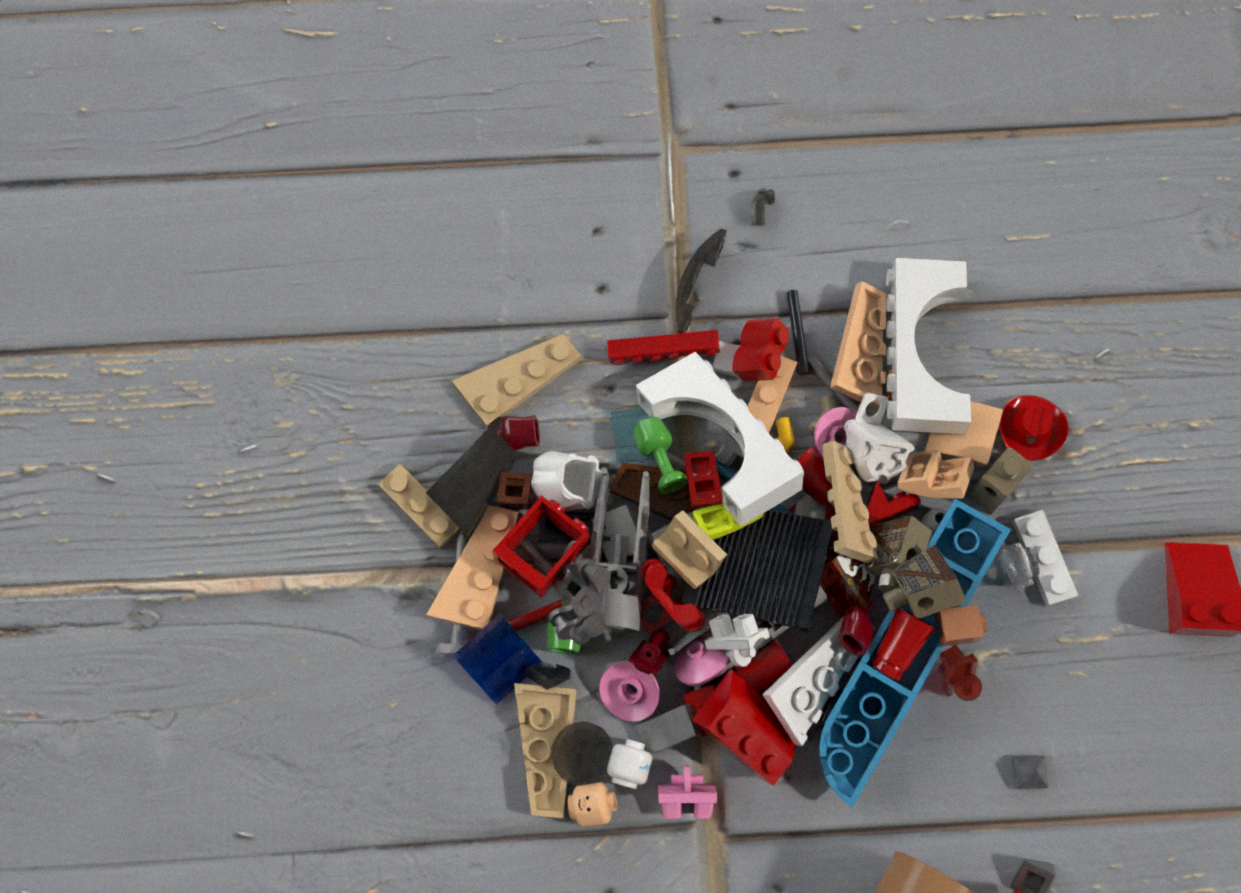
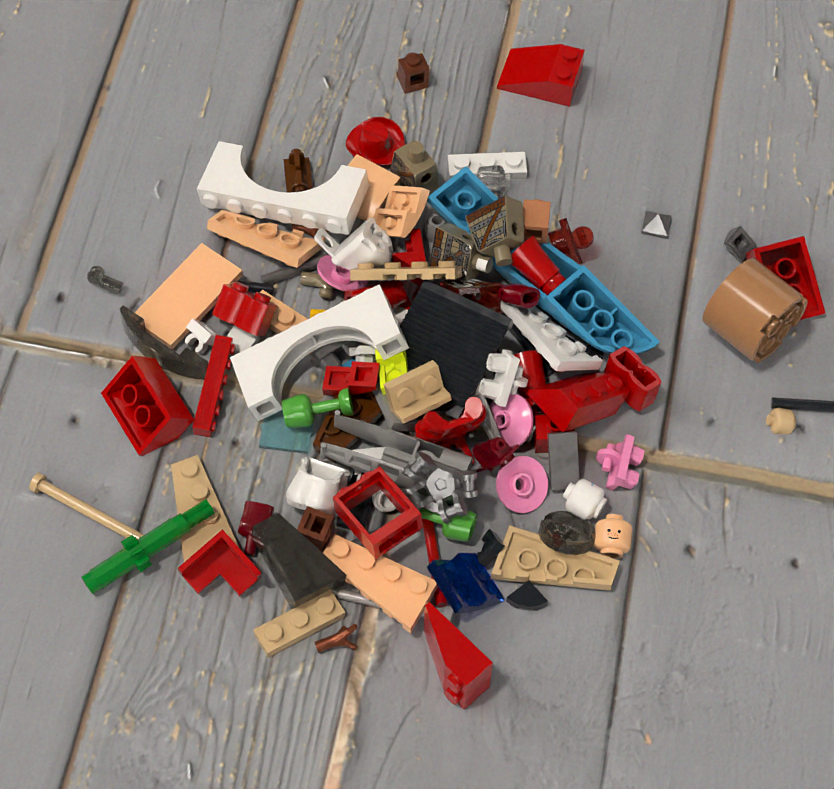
camera: 80 degrees left, 15 degrees down
(396, 669) = (459, 663): none -> red slope
(409, 546) = (337, 639): none -> copper bar
(456, 332) = (137, 552): none -> green piece
(464, 410) = (220, 558): none -> red panel
(501, 728) = (527, 597): none -> black tile
(510, 221) = (39, 484): none -> tan bar
(624, 291) = (146, 405): none -> red slope
(723, 318) = (200, 332): none -> white tile
(766, 290) = (187, 295): none -> light nougat tile
(792, 789) = (638, 378): none -> red brick
(956, 358) = (297, 172): none -> reddish brown hinge
(1147, 437) = (413, 65): none -> copper brick

